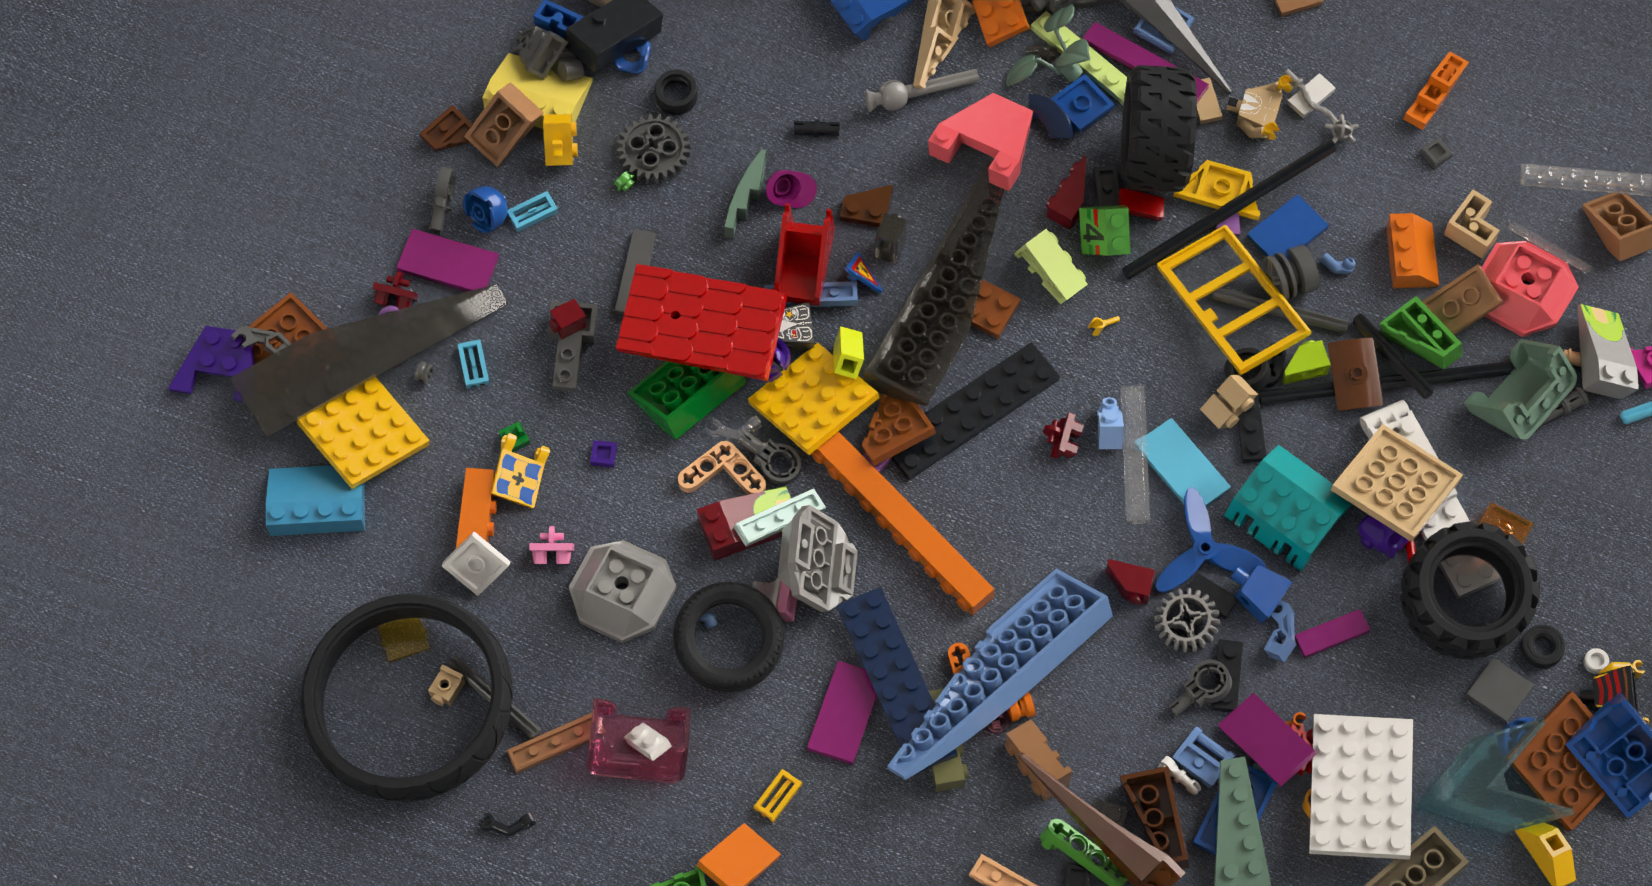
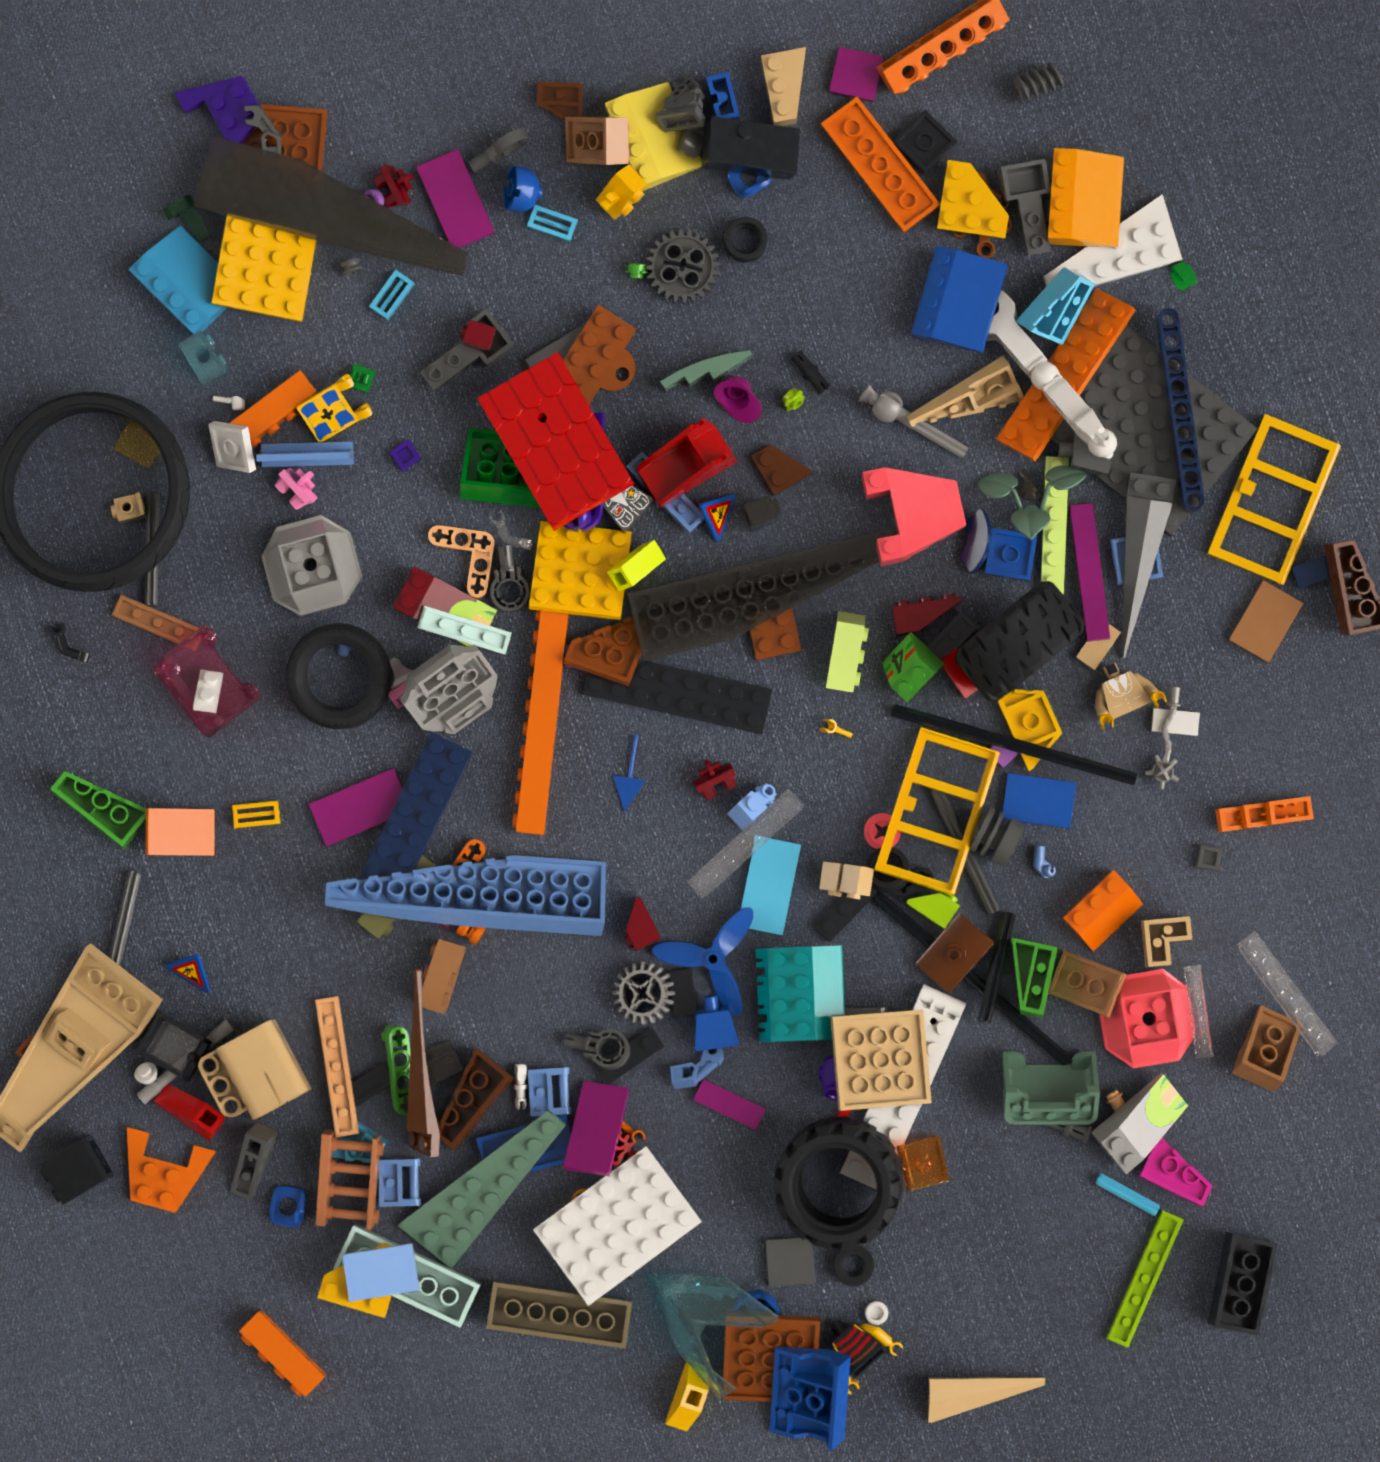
camera: 50 degrees right, 20 degrees up
(259, 451) = (185, 207): none -> clear green piece
(396, 542) = (209, 370): none -> clear light blue brick
(442, 539) = (237, 403): none -> white hand
(535, 519) = (306, 454): none -> medium blue fence
(656, 245) = (599, 353): none -> dark orange plate
(825, 154) = (793, 399): none -> lime plate
(1011, 505) = (628, 786): none -> blue piece
(1203, 349) = (870, 830): none -> coral gear

